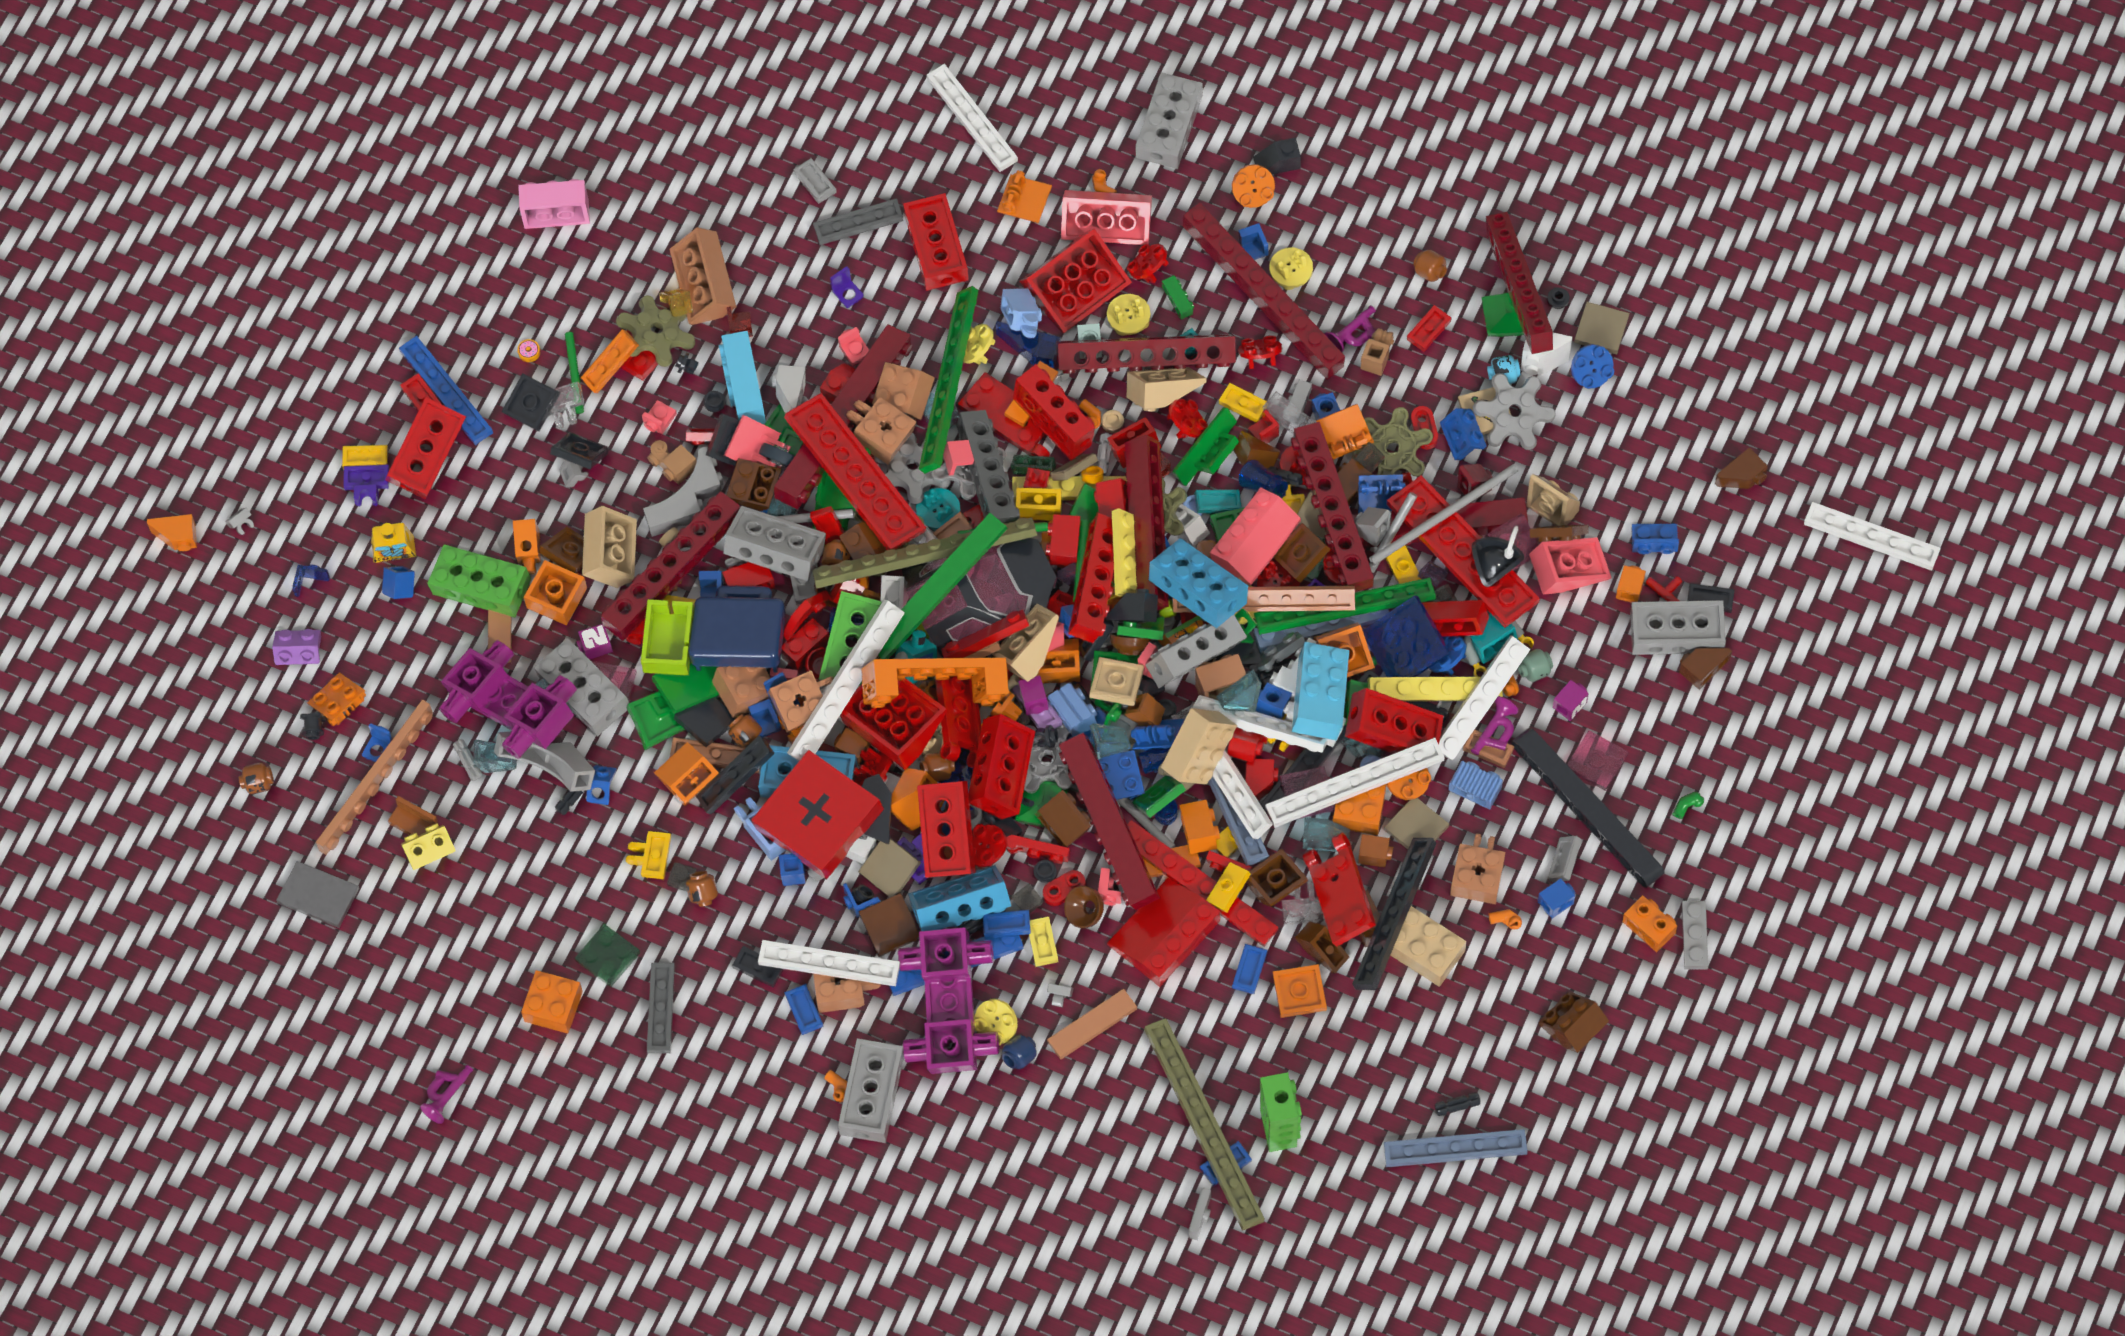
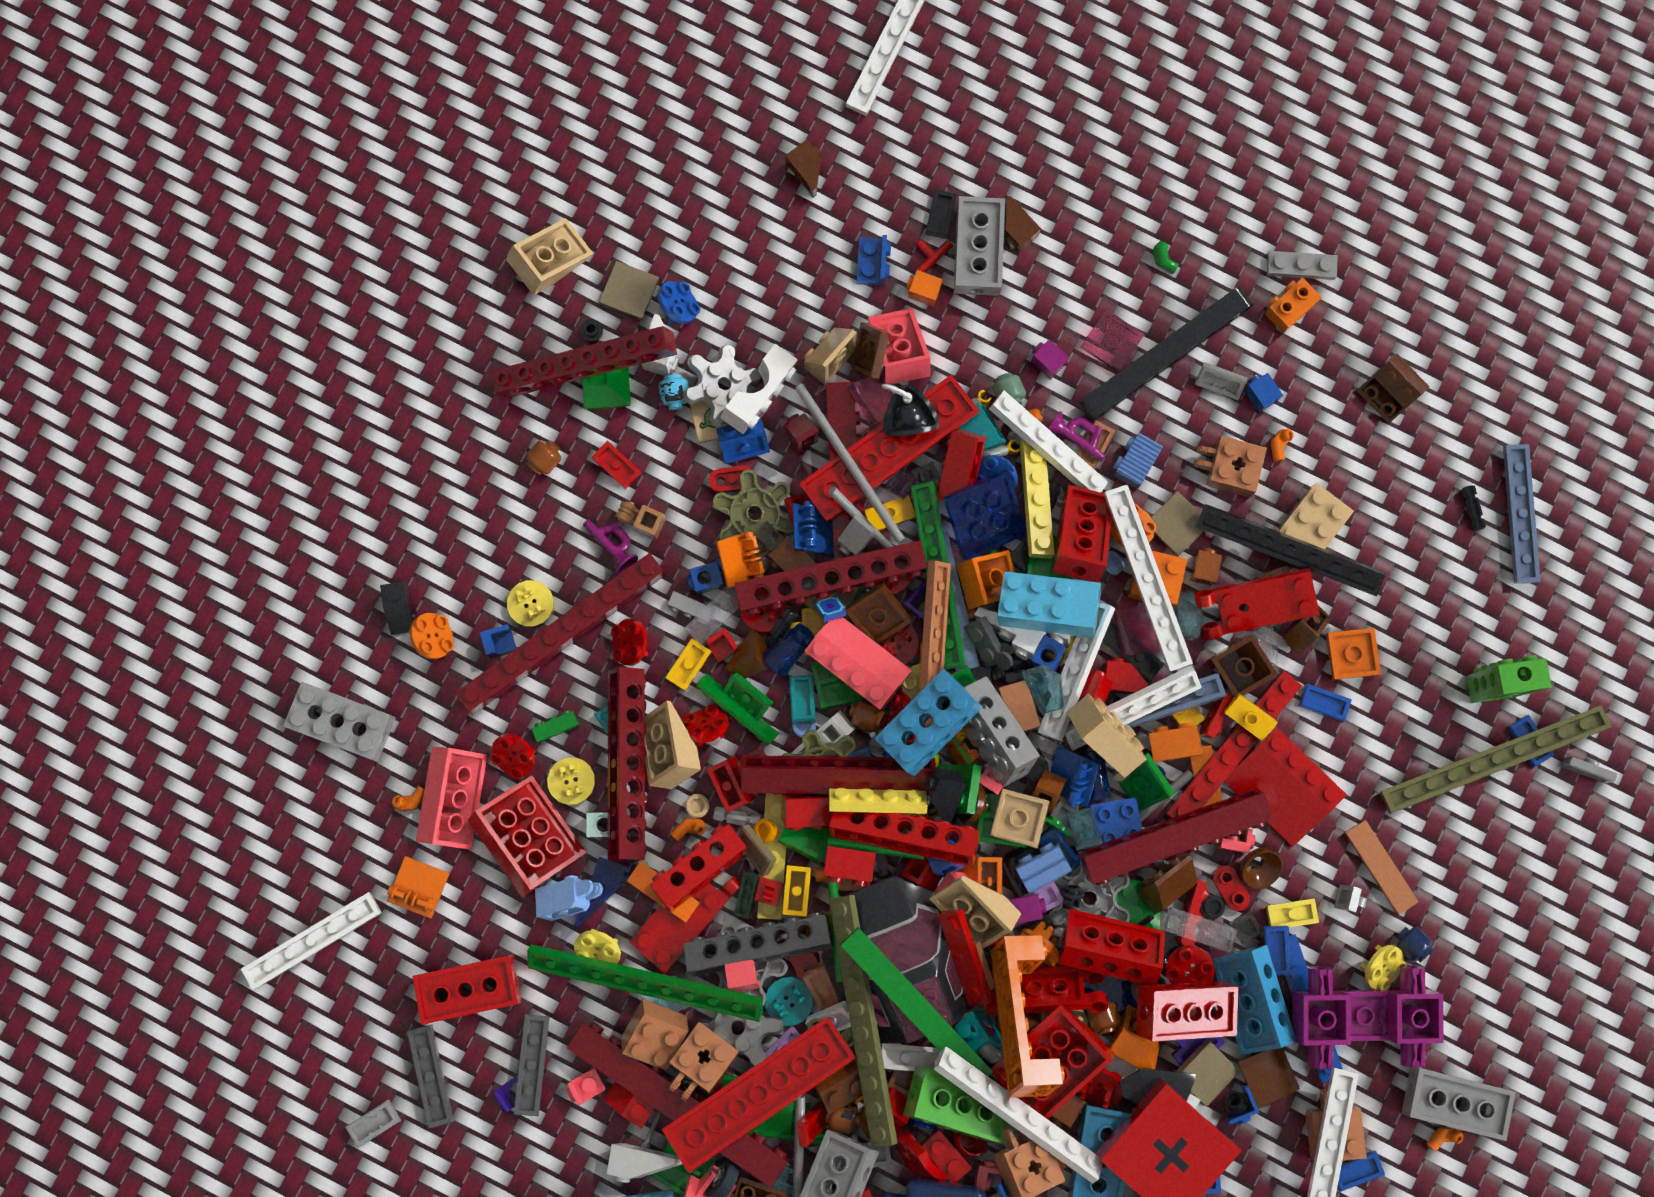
camera: 95 degrees left, 15 degrees up
(871, 301) = (531, 1065): none -> dark grey plate
(1022, 849) = (1200, 929): none -> clear tile
(1303, 510) = (830, 608): none -> blue tile
(1488, 424) = (744, 407): none -> white arch
(1627, 255) = (548, 256): none -> tan slope

